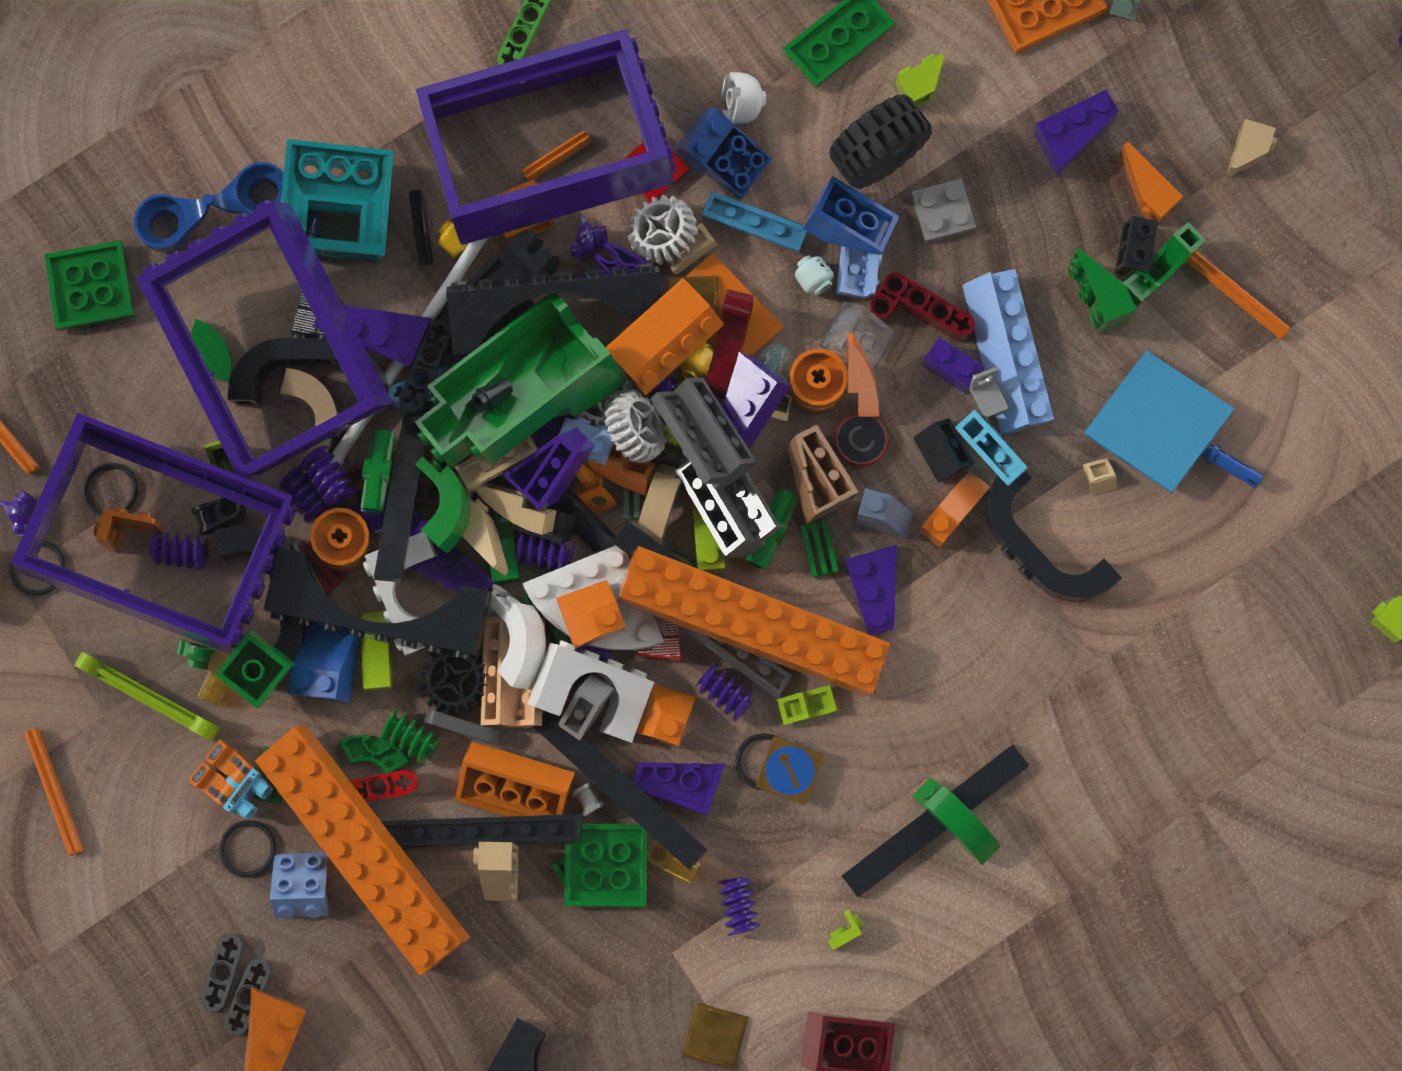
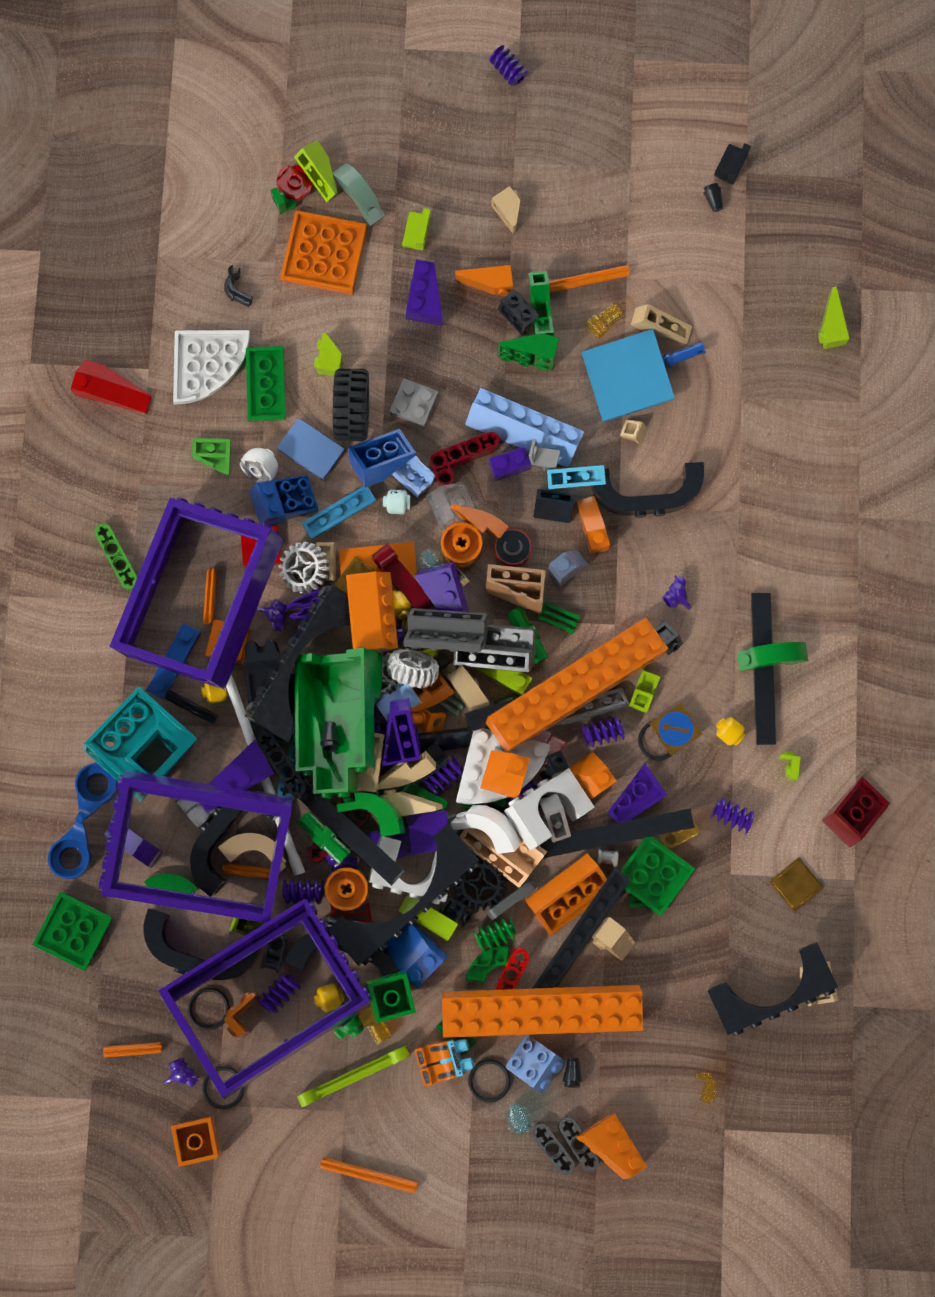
camera: 60 degrees left, 0 degrees up
(138, 383) = (155, 939): none -> black arch
(211, 606) = (329, 997): none -> yellow head
(227, 911) = (519, 1119): none -> clear light blue head
(228, 284) = (140, 848): none -> dark purple slope
(285, 416) = (244, 870): none -> orange axle
(319, 934) = (572, 1074): none -> black cone
(325, 476) = (304, 870): dark purple piece -> none
(405, 676) = (456, 911): none -> black bracket
(463, 169) = (178, 652): none -> blue plate
(468, 570) = (423, 828): none -> dark purple tile
(646, 663) = (556, 764): none -> black bracket
(717, 40) = (213, 453): none -> bright green wing
(803, 139) = (310, 449): none -> medium blue tile
(833, 834) = (730, 731): none -> yellow head
(874, 587) = (604, 603): dark purple wing -> none
(888, 687) = (669, 636): none -> black bracket
(947, 660) = (677, 594): none -> dark purple animal
(1145, 67) = (417, 229): none -> lime panel
(1195, 347) = (601, 323): none -> clear yellow piece
(1249, 415) = (663, 324): none -> tan slope

